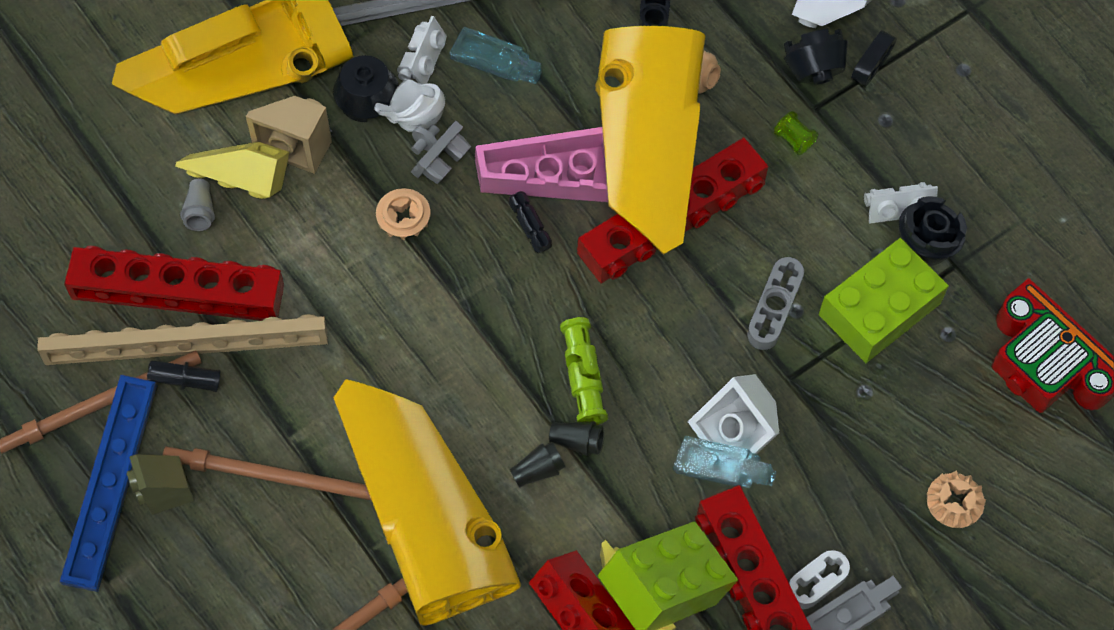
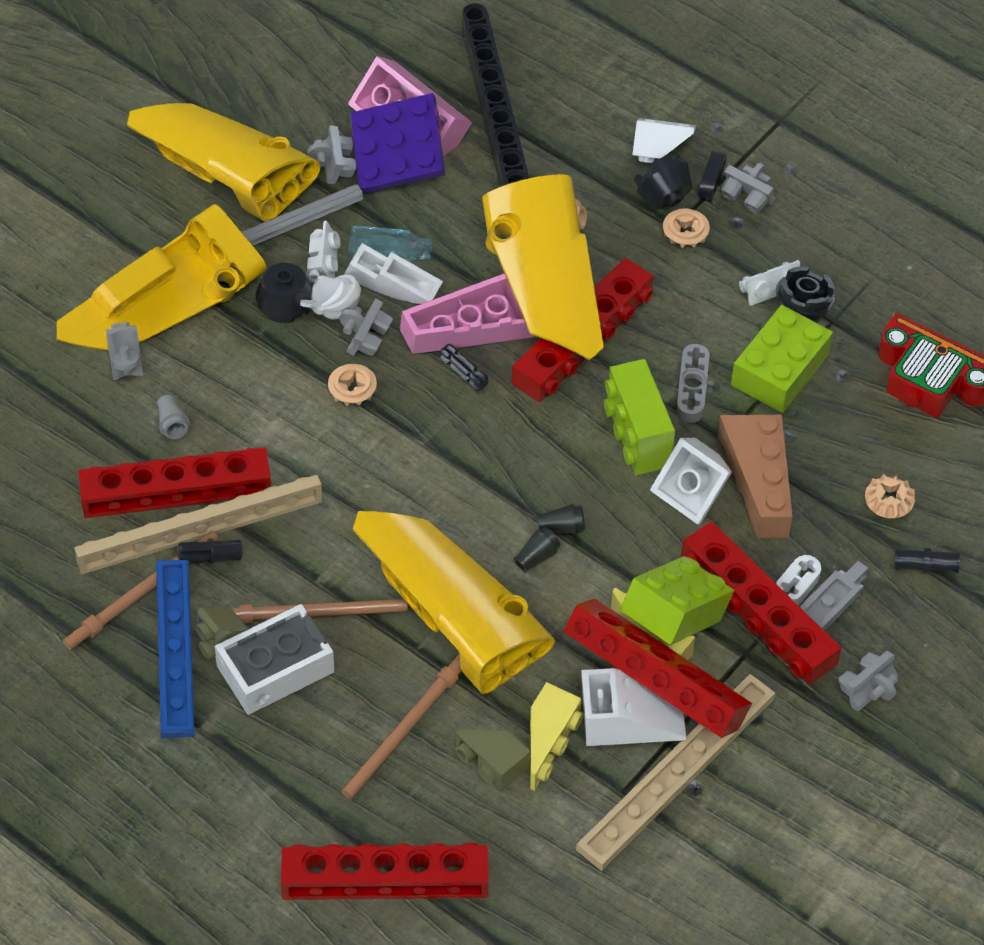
camera: 15 degrees left, 10 degrees down
(169, 117) = (124, 350): none -> light grey hips
(205, 528) = (274, 659): none -> piece
(246, 166) = (204, 375): light yellow slope -> none
(293, 126) = (235, 338): tan slope -> none
(487, 96) = (392, 276): none -> white slope
(583, 370) = (549, 468): lime piece -> none
(698, 335) = (639, 416): none -> lime brick
(722, 463) = (691, 510): clear light blue hinge -> none
(795, 133) = (666, 247): clear neon green bush -> none
(817, 426) = (759, 463): none -> nougat wedge
(828, 102) = (686, 218): none -> light nougat gear
(919, 92) = (751, 181): none -> light grey hips
(974, 593) = (927, 560): none -> black pin

